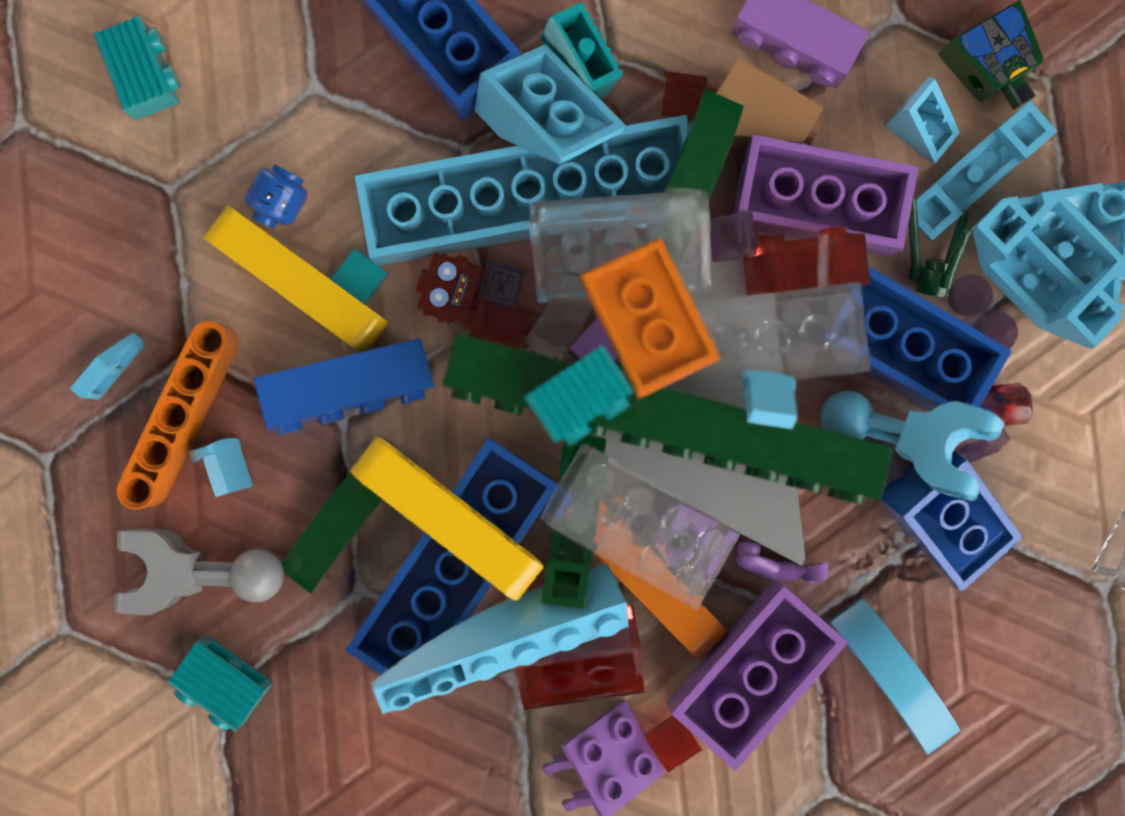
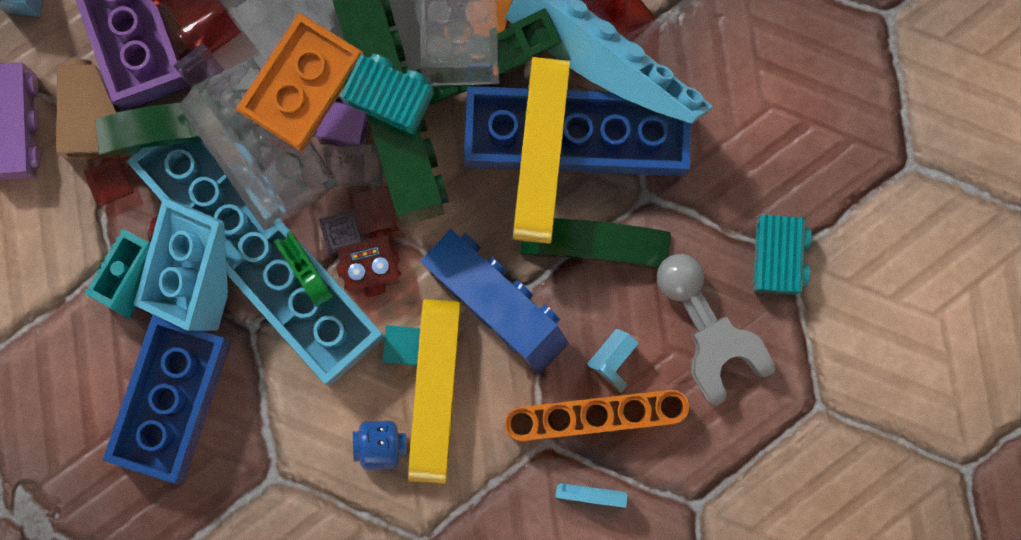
camera: 115 degrees left, 5 degrees down
(470, 217) = (304, 269): none -> green piece

